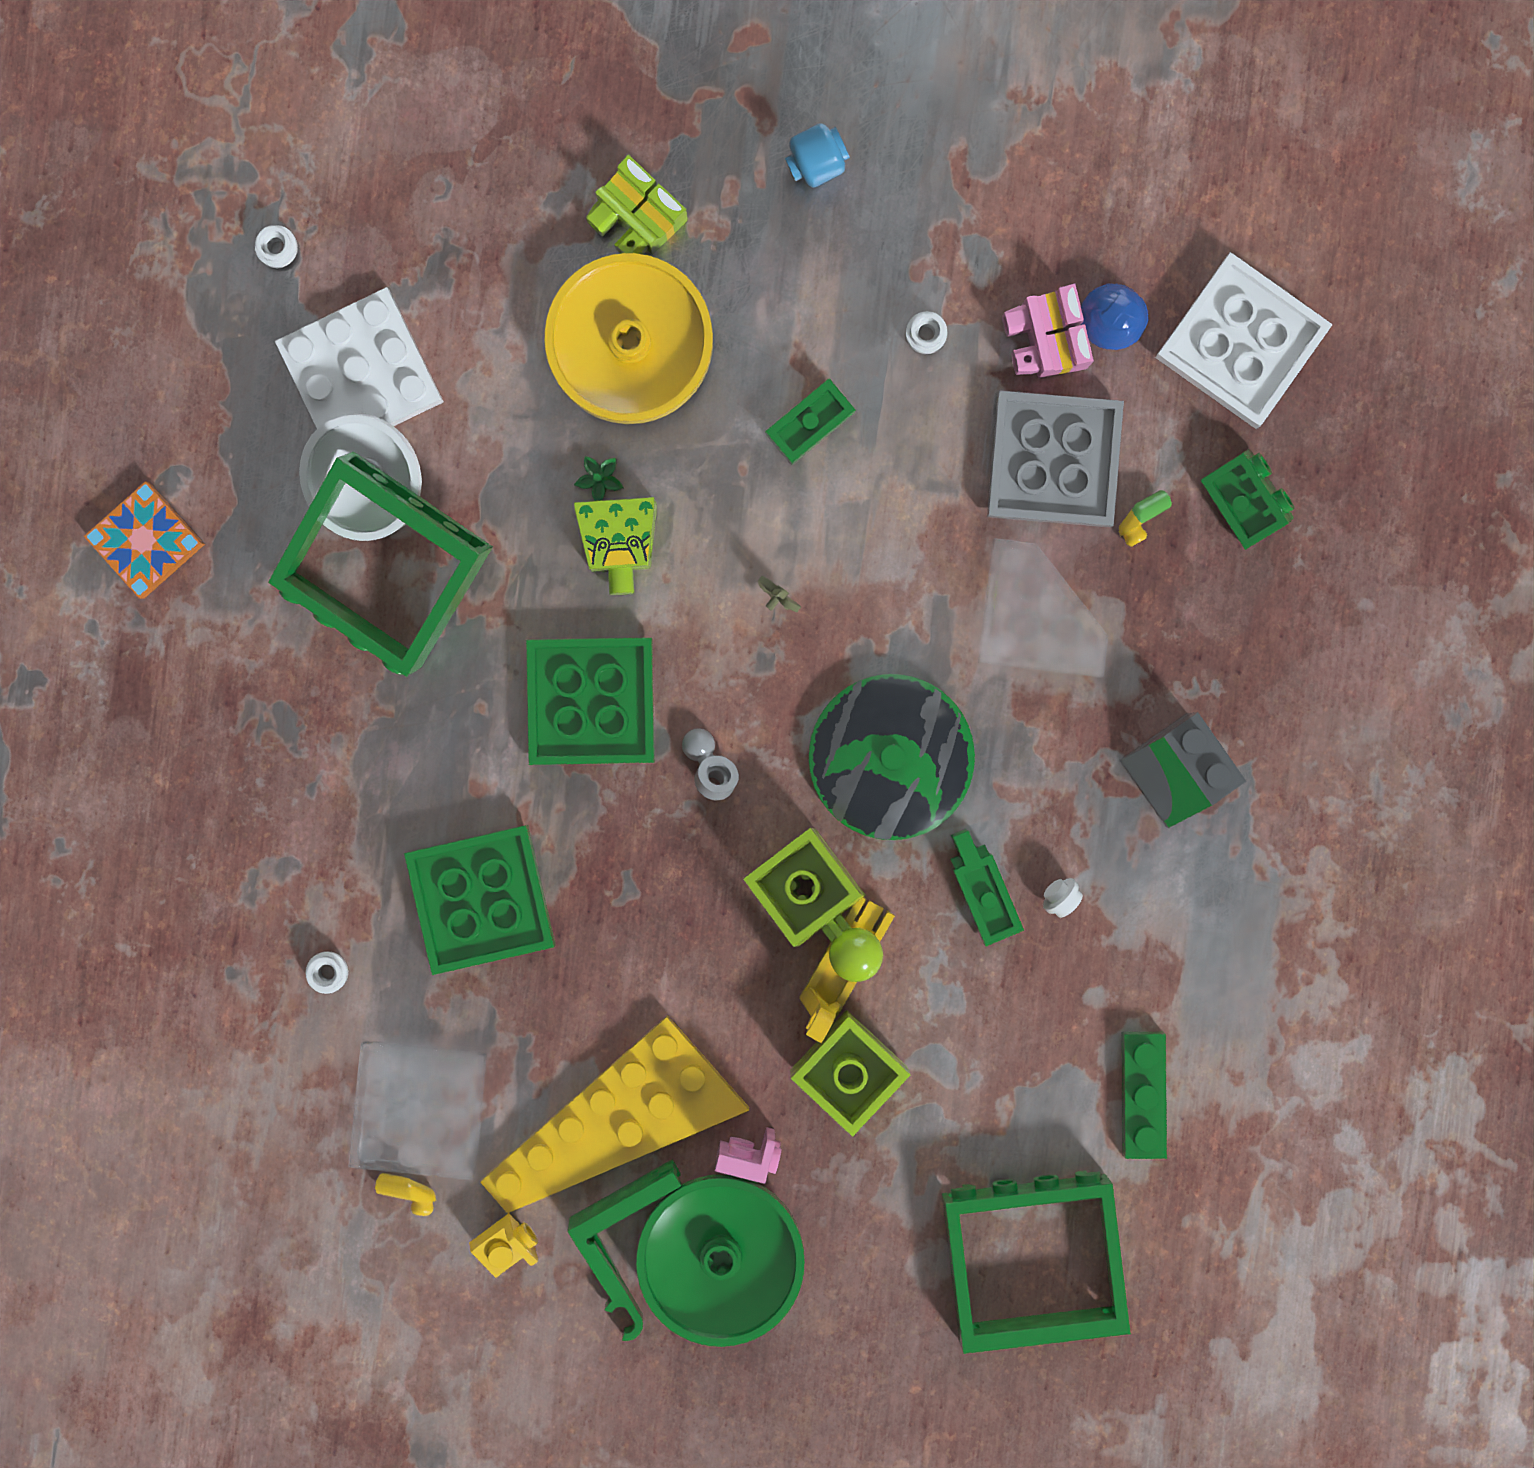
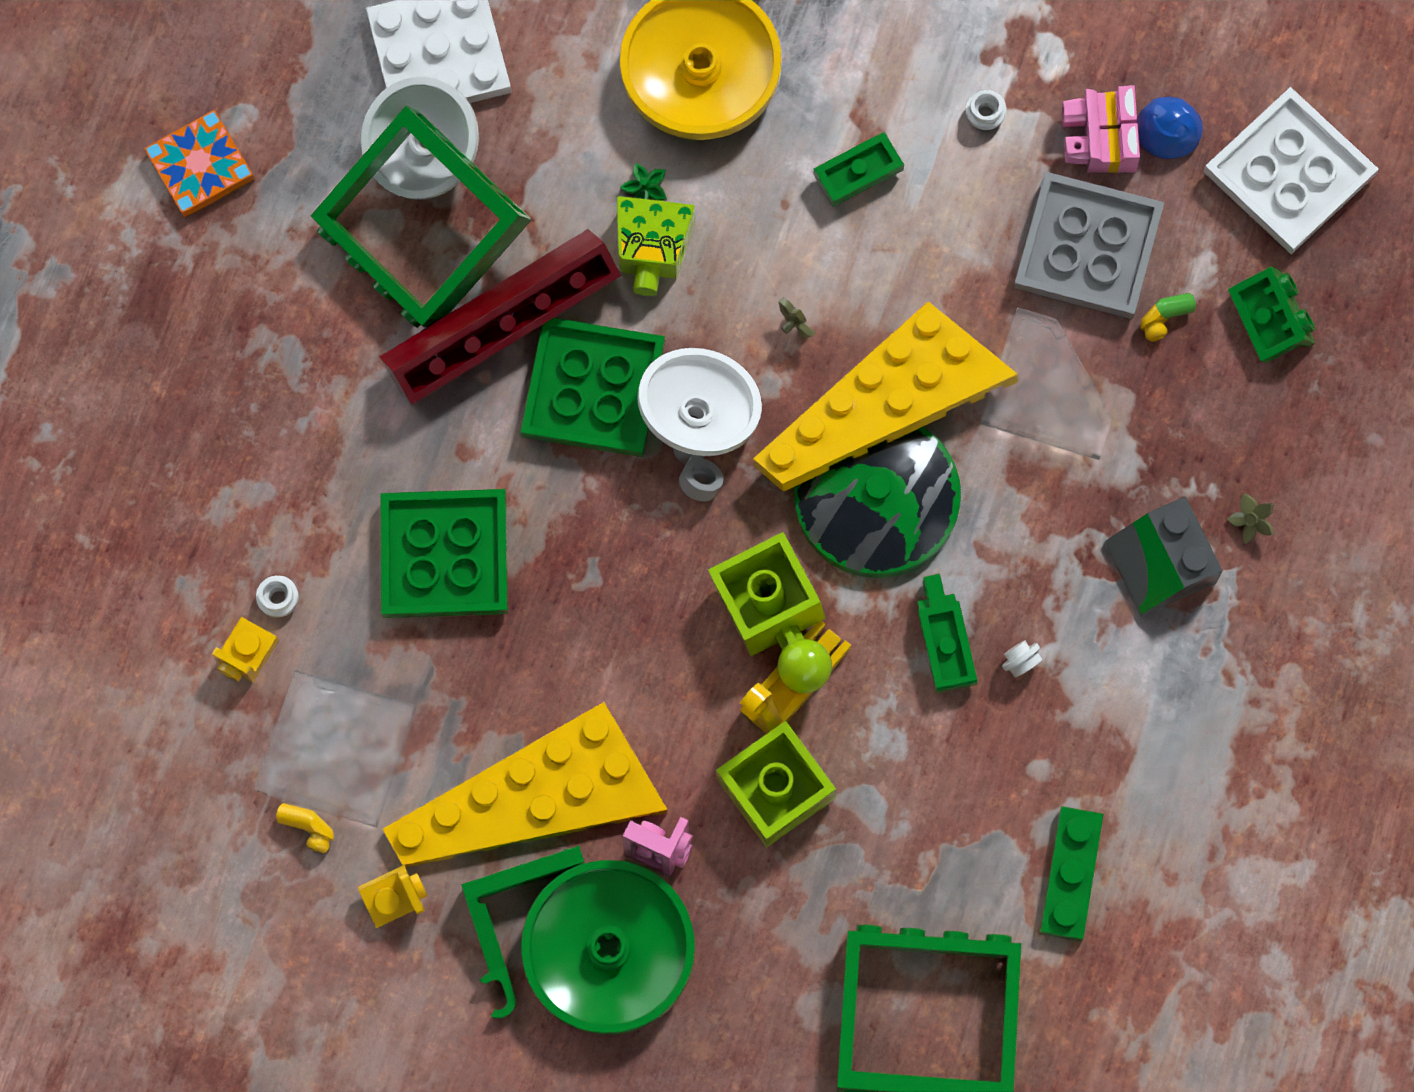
camera: 15 degrees right, 15 degrees down
(307, 1034) = (245, 651): none -> yellow bracket
(482, 651) = (500, 316): none -> dark red brick
(702, 679) = (702, 386): none -> white dish
(894, 647) = (892, 392): none -> yellow wing
(1261, 712) = (1253, 518): none -> olive plant

